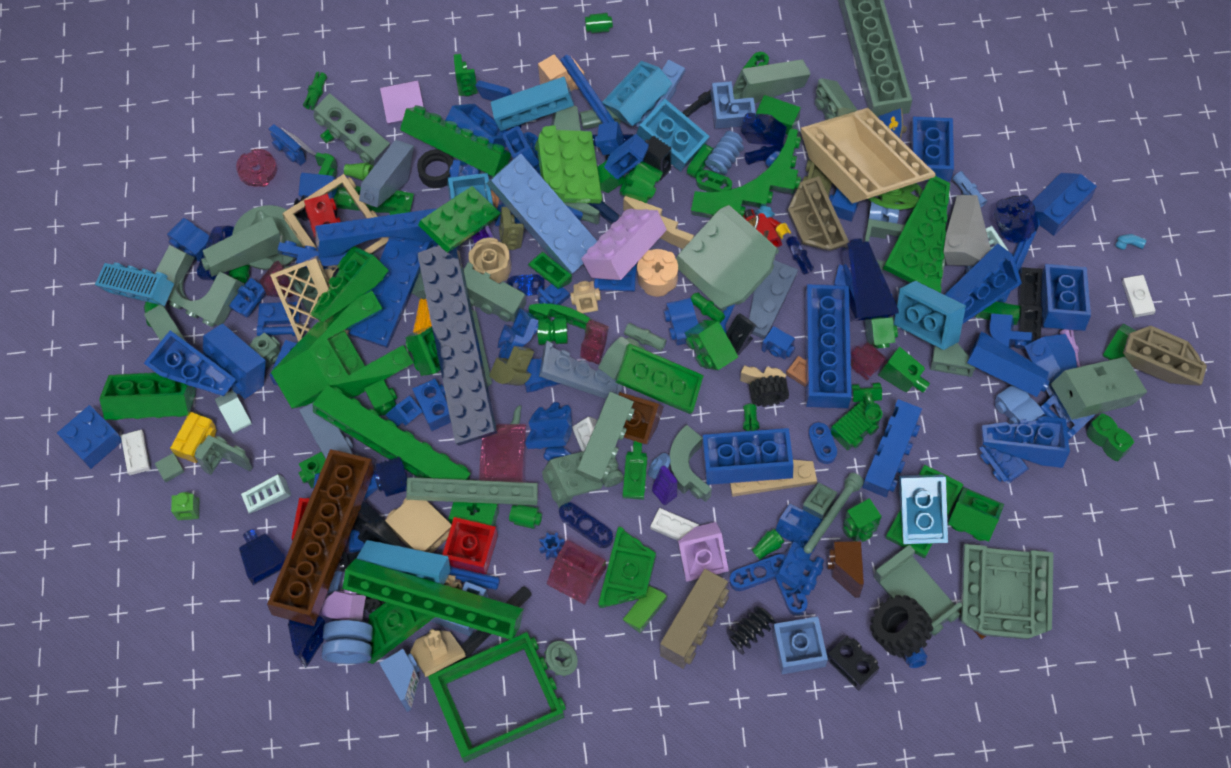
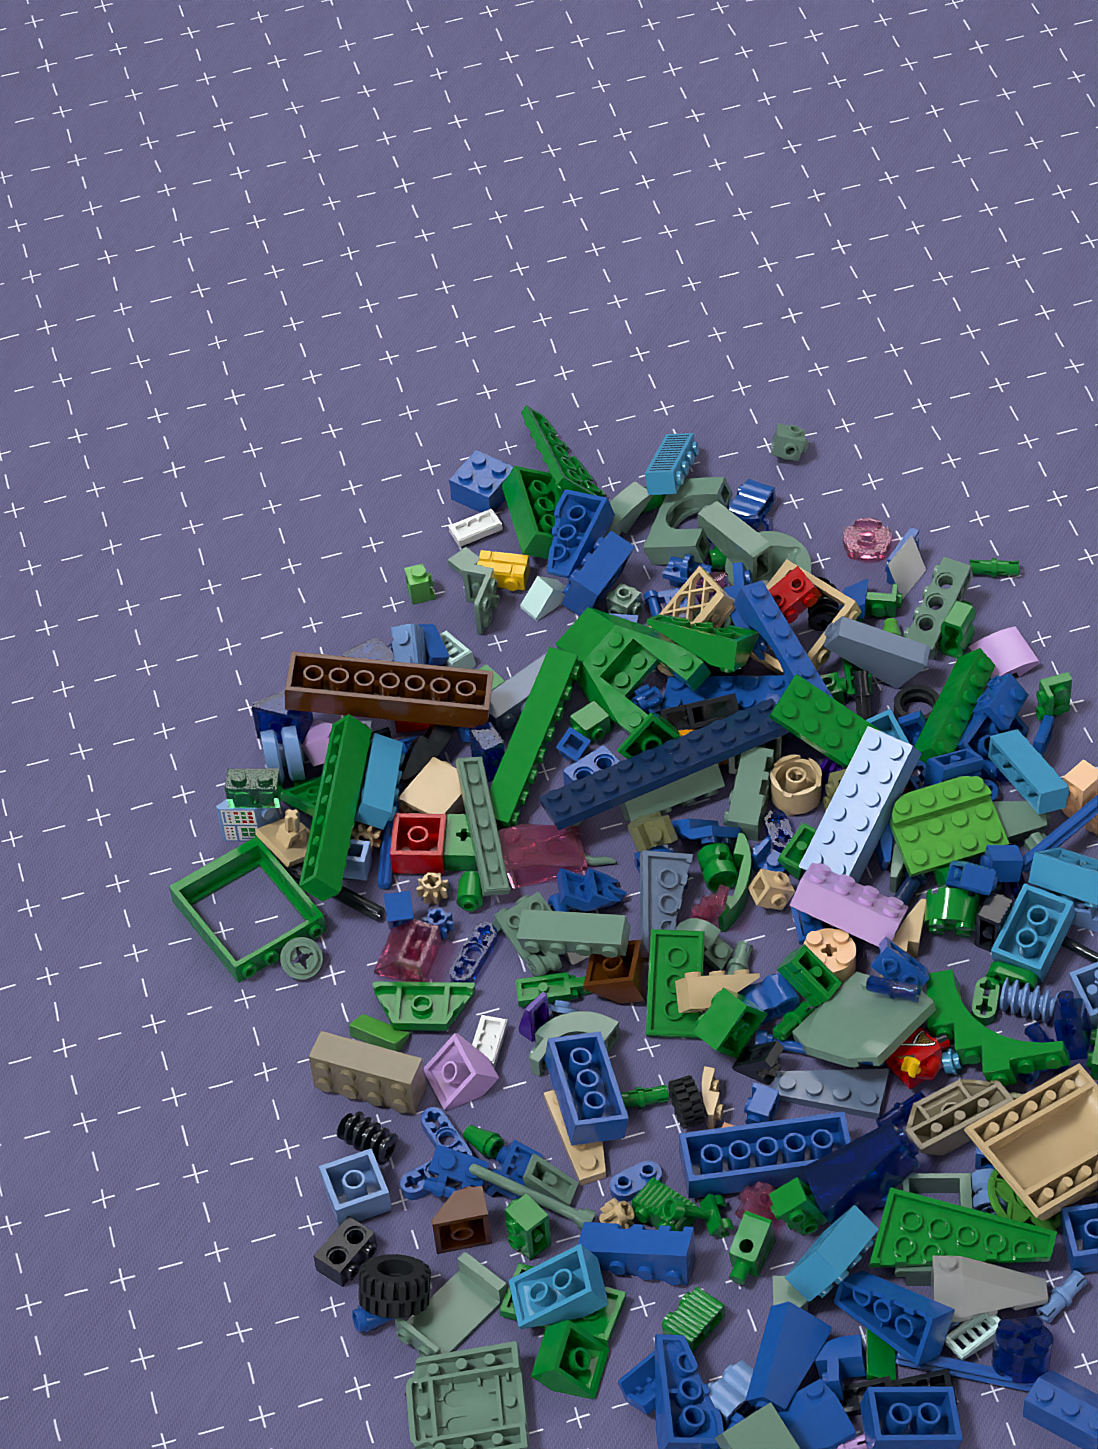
camera: 80 degrees right, 15 degrees down
(104, 366) = (566, 470): none -> green wing
(137, 199) = (789, 442): none -> sand green brick
(259, 508) = (435, 649): none -> blue slope
(265, 521) = (409, 644): none -> medium blue brick
(370, 350) = (648, 699): none -> blue gear
(377, 119) = (957, 629): none -> green brick
(399, 661) = (253, 788): none -> clear green brick
(402, 313) = (701, 712): none -> black slope
(416, 199) = (862, 694): none -> black axle
(458, 107) = (1001, 700): none -> blue bracket
(514, 551) = (432, 888): none -> tan gear
(541, 569) = (398, 908): none -> blue slope
(679, 354) = (697, 991): none -> tan slope
(680, 283) = (809, 975): none -> green brick
(688, 220) = (897, 963): none -> blue bracket
(718, 224) = (893, 988): none -> clear blue axle
(857, 459) = (618, 1213): none -> tan gear
(954, 423) = (694, 1317): none -> green brick

